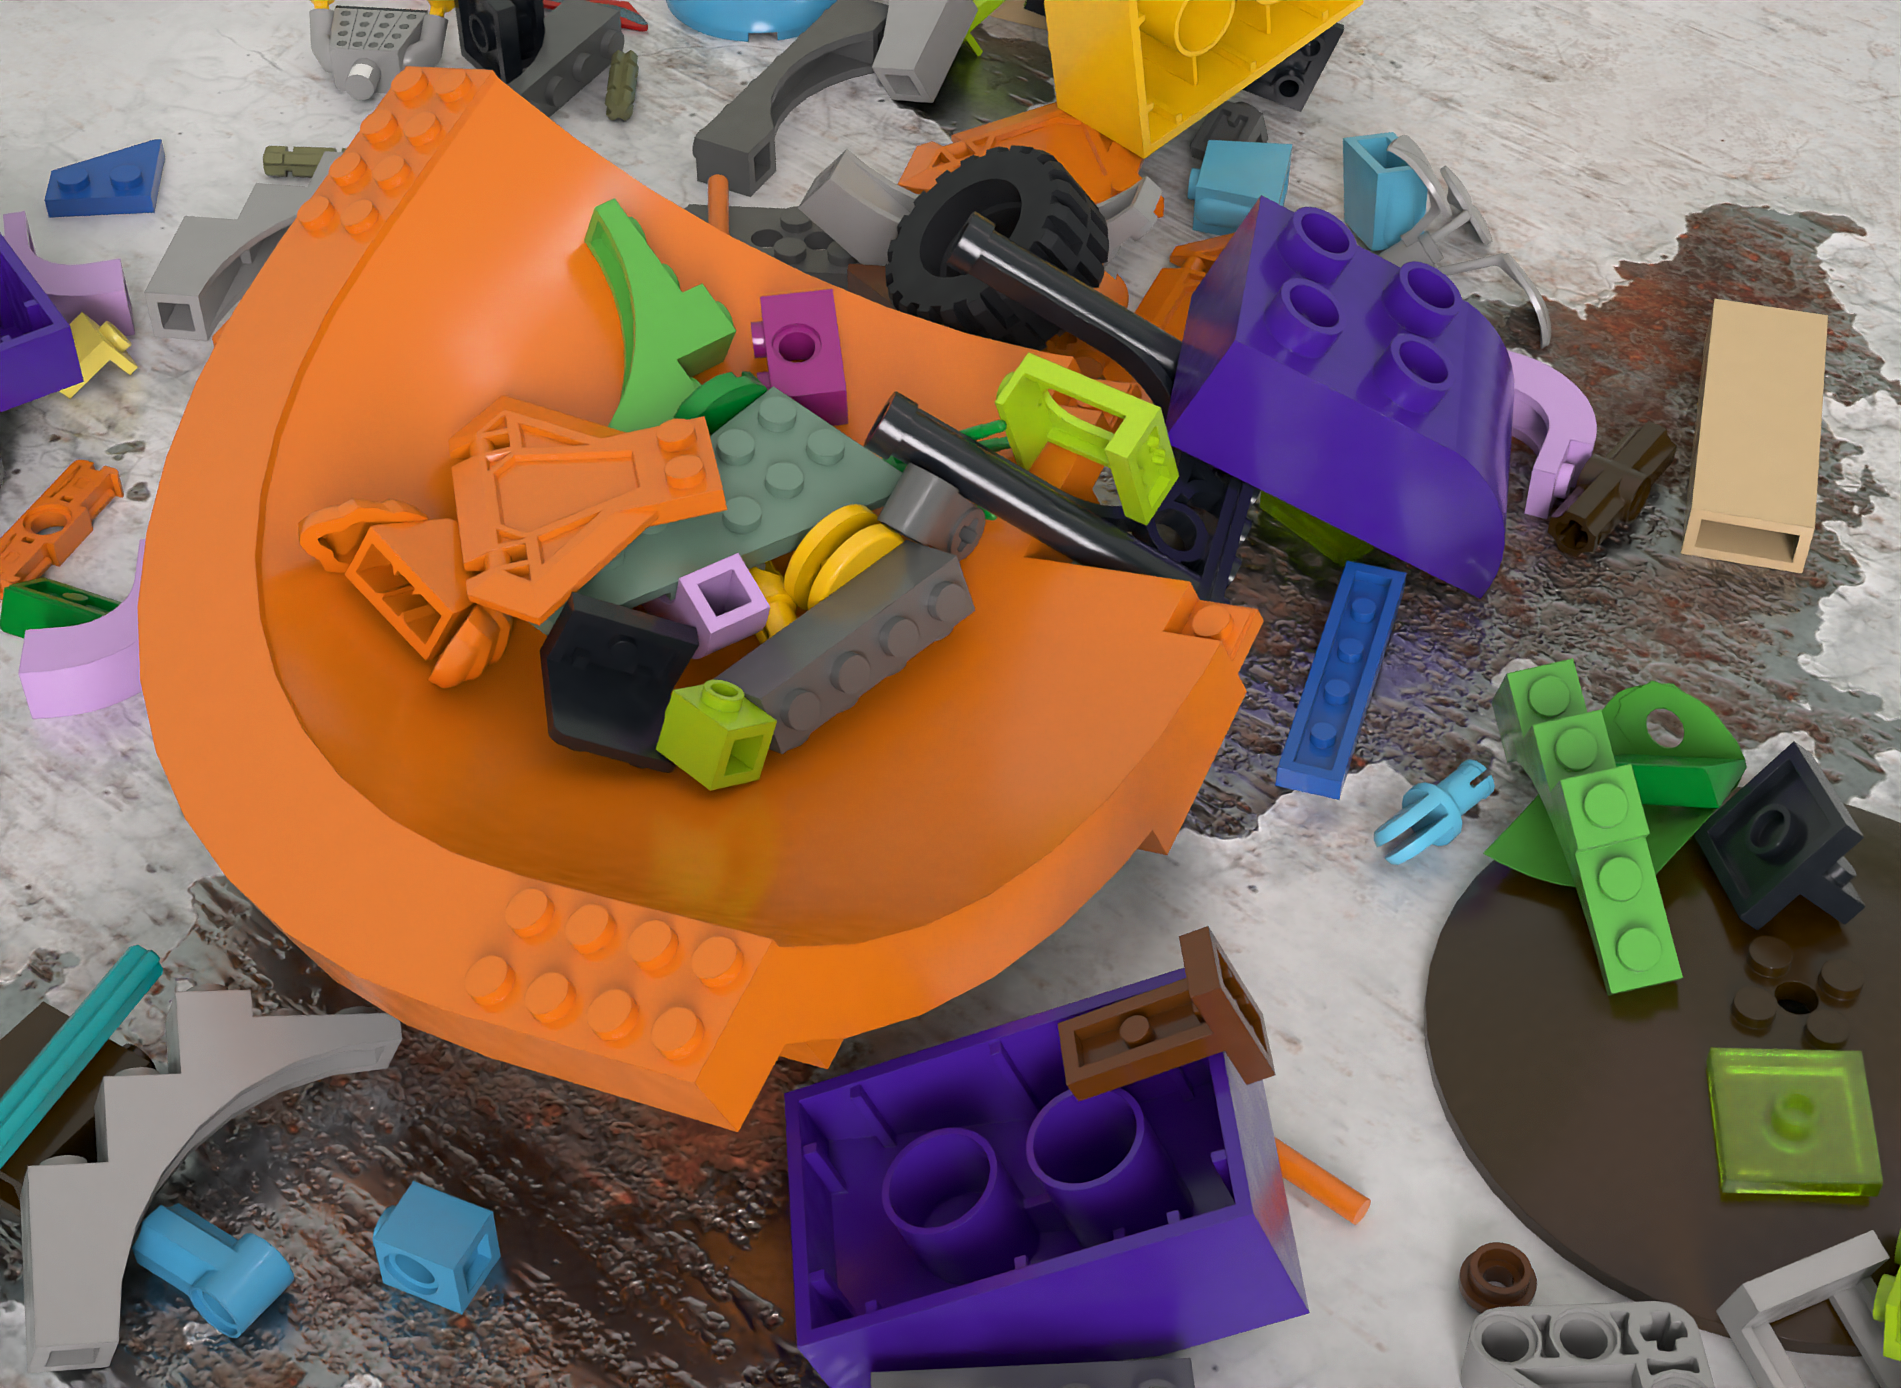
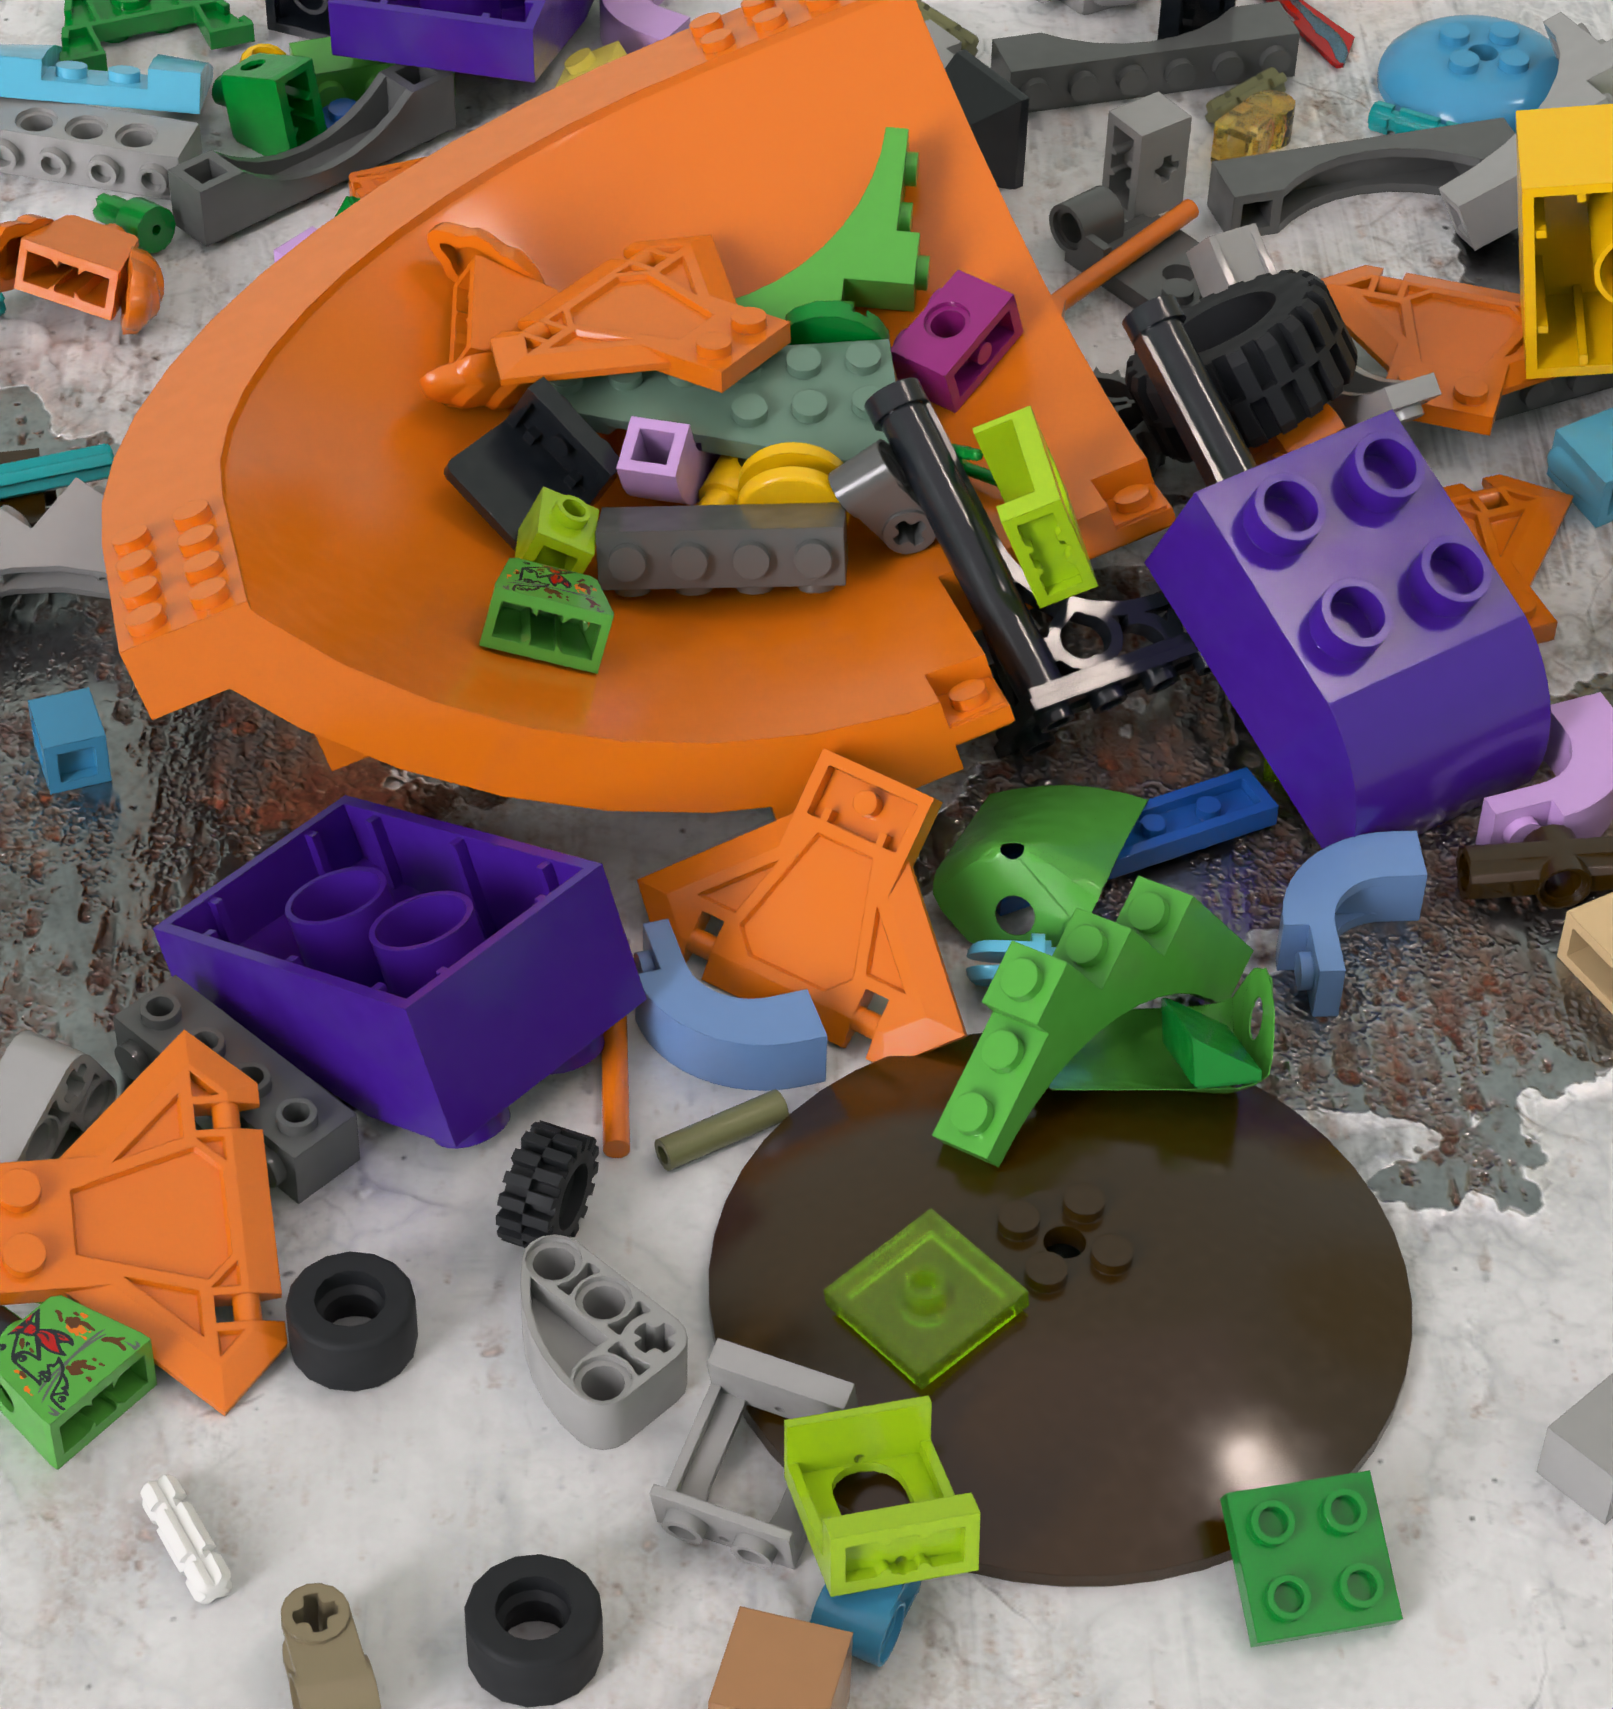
camera: 45 degrees right, 0 degrees up
(645, 144) = (1147, 155): none -> light grey brick
(672, 110) = (1255, 126): none -> clear yellow leg
(764, 39) = (1385, 118): none -> teal axle
(828, 794) = (546, 615): none -> bright green torso
(1169, 1027) = (525, 871): reddish brown bracket -> none
(1282, 882) = (823, 909): none -> orange plate
(1294, 742) = (1067, 857): none -> bright green piece
(1338, 1039) = (722, 1037): none -> medium blue arch
(1409, 1285) = (547, 1184): none -> black tyre
(1410, 1128) = (721, 1130): none -> olive piece
(1499, 1264) = (633, 1247): reddish brown plate -> none
(1533, 628) = (1336, 890): none -> medium blue arch
(1784, 840) = (1195, 1145): black bracket -> none

